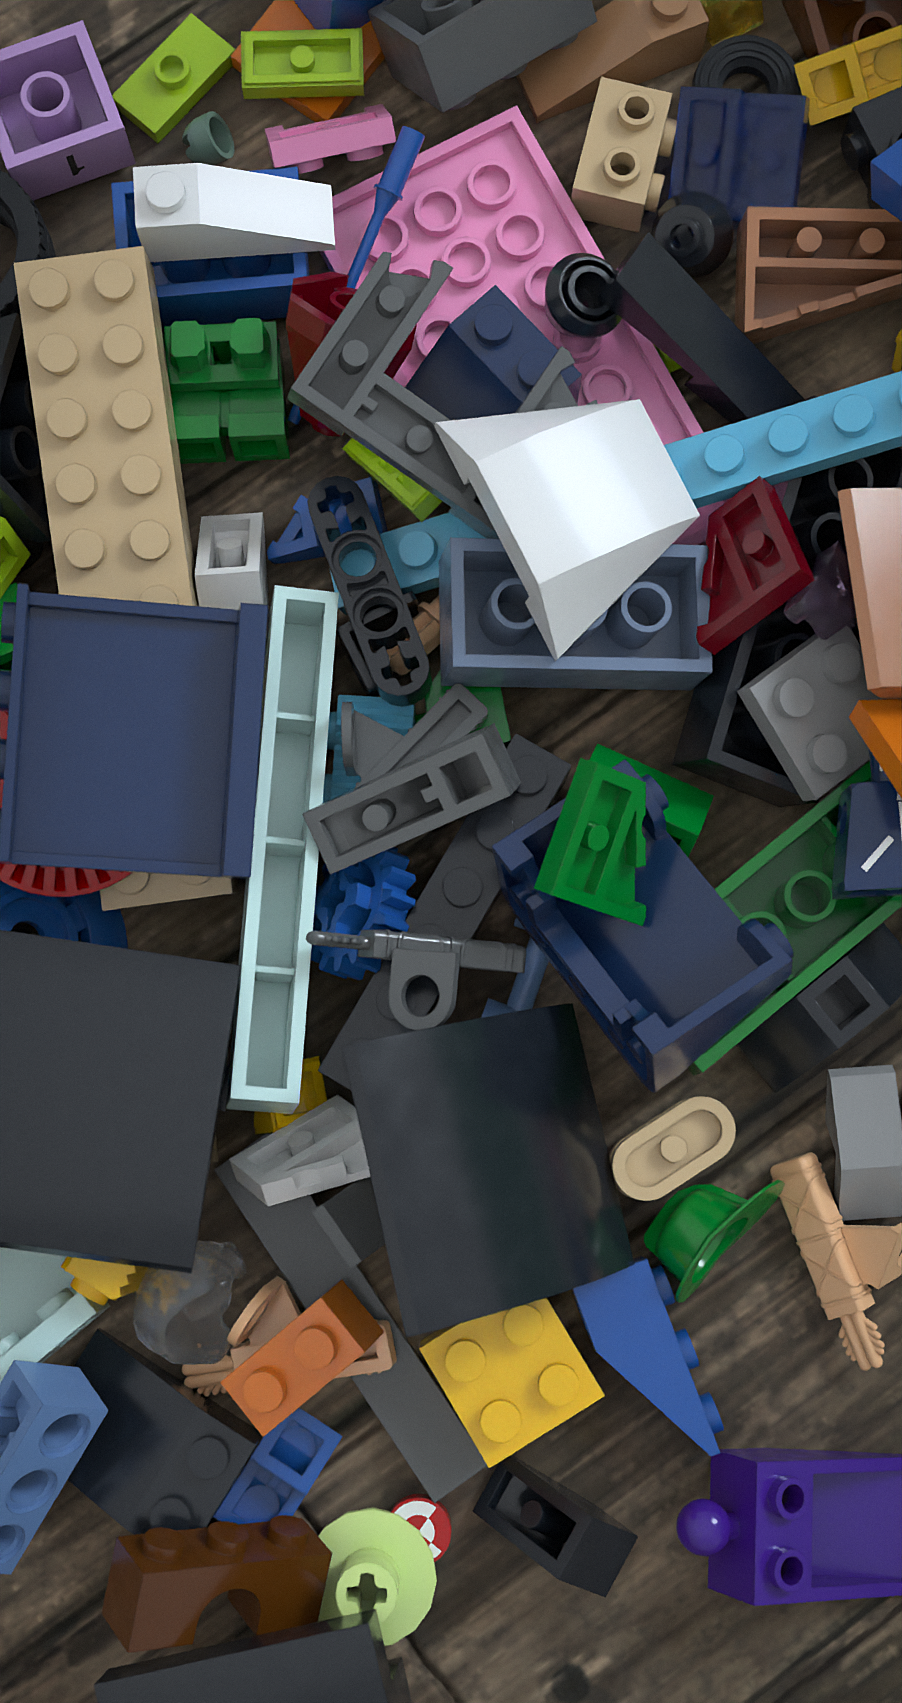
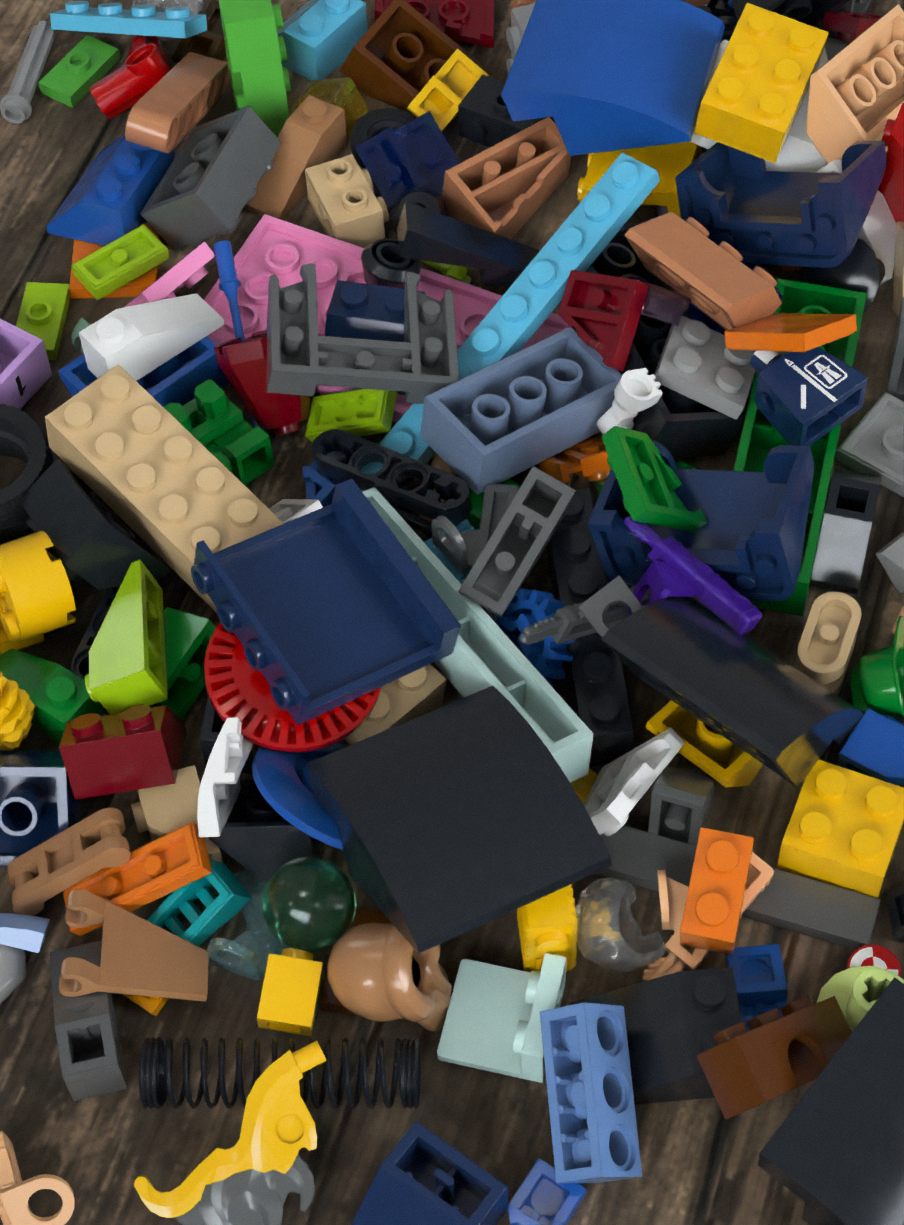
camera: 35 degrees left, 25 degrees down
(543, 993) = (680, 574): none -> dark purple piece
(576, 502) = (482, 335): white wedge -> none
(602, 722) = (584, 458): none -> orange plate
(692, 699) = (632, 394): none -> white piece

